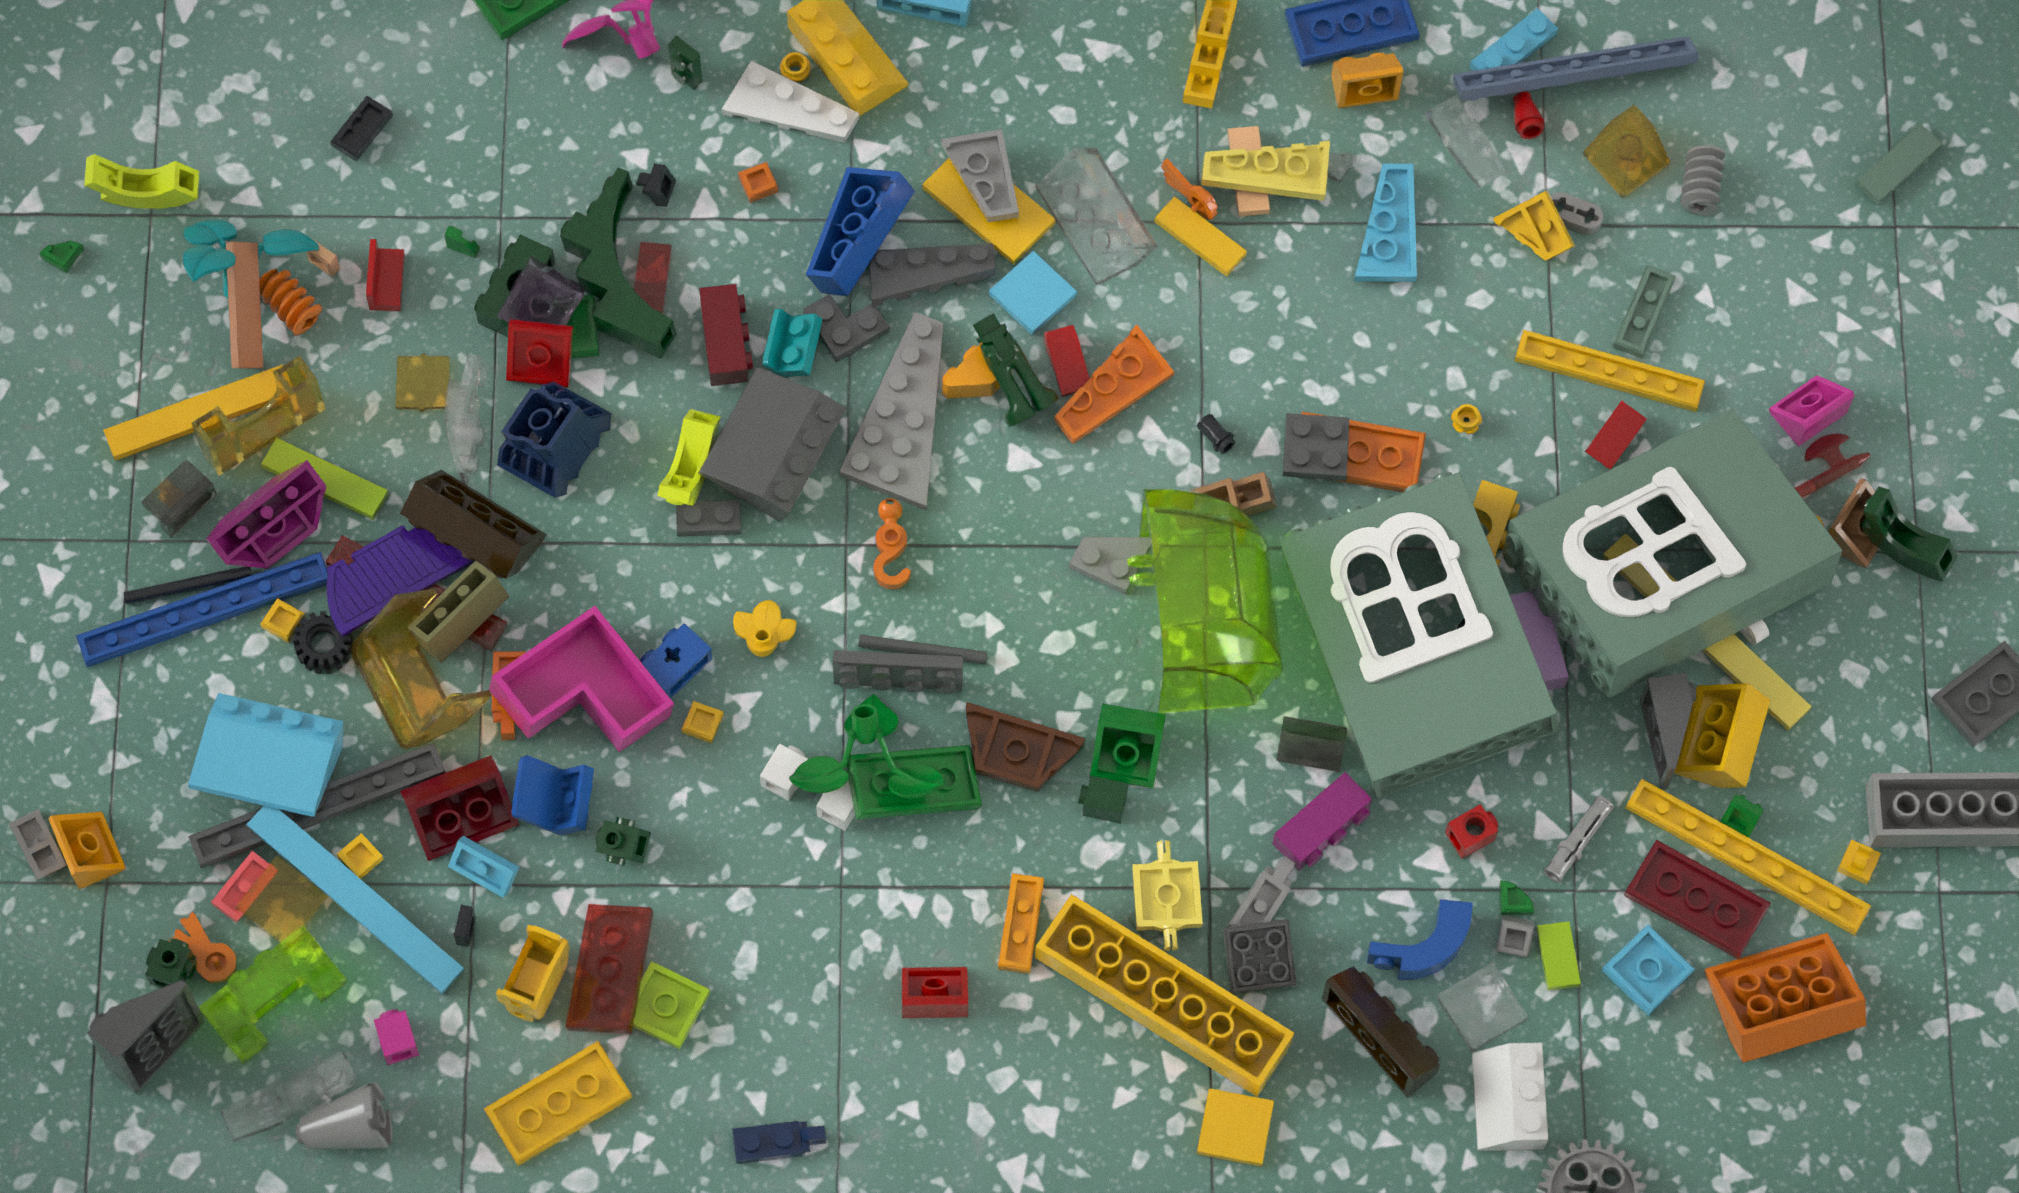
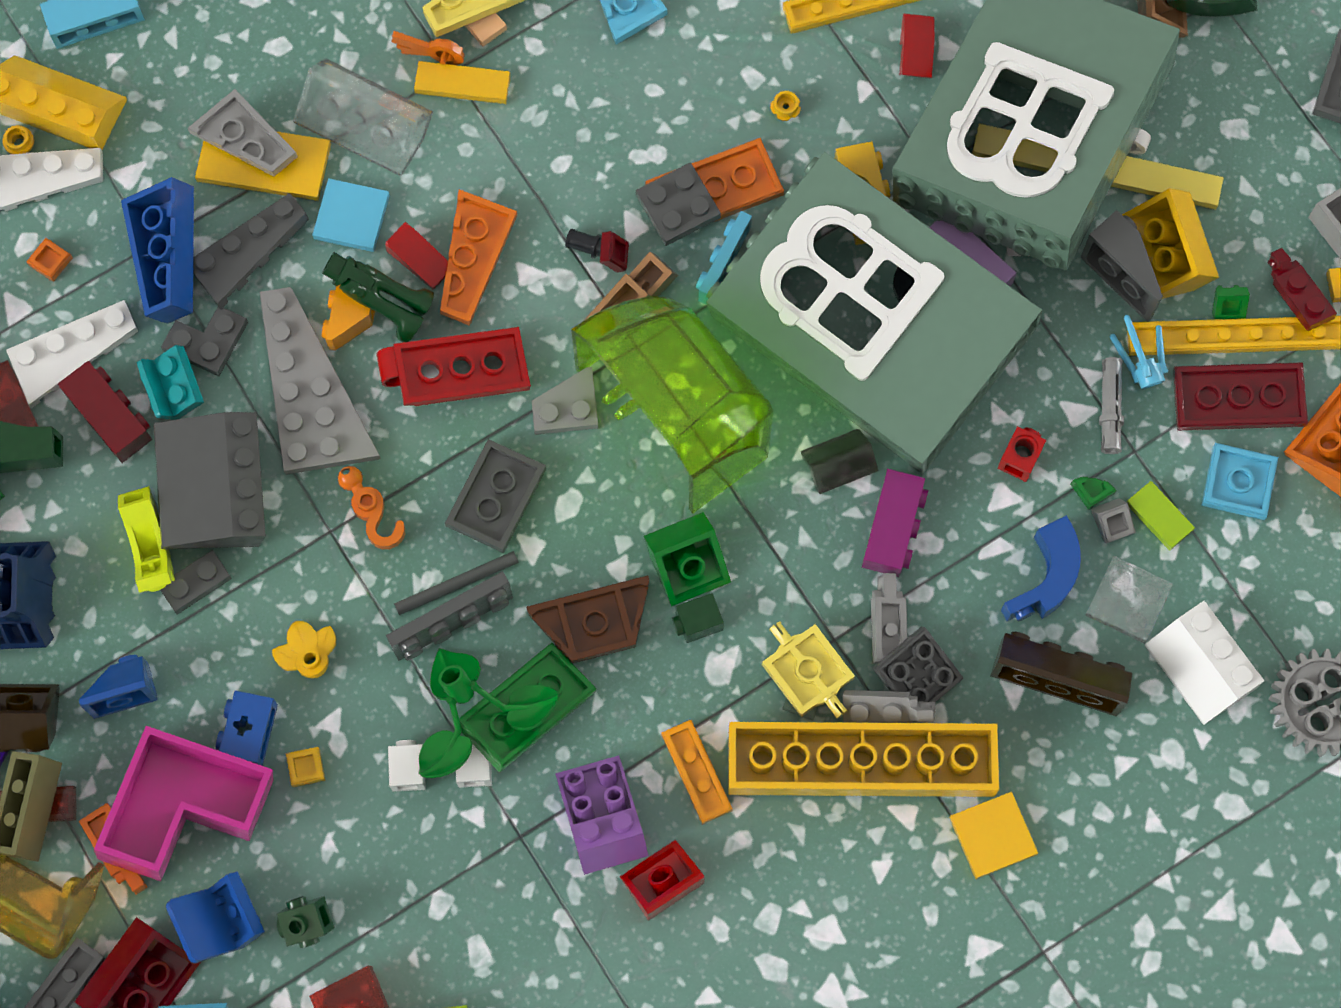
camera: 30 degrees left, 5 degrees up
(593, 566) = (120, 688): none -> blue slope
(715, 263) = (58, 353): none -> white wing
(918, 908) = (602, 815): none -> medium lavender slope
(996, 439) = (403, 363): none -> red hinge
(1001, 597) = (495, 495): none -> dark grey plate
(1213, 965) = (886, 707): none -> light grey hinge
(1234, 454) = (614, 251): none -> dark red tile
(1347, 499) = (722, 256): none -> medium azure plate
(1628, 828) = (1148, 371): none -> medium azure plant
(1811, 842) = (1300, 291): none -> dark red hinge

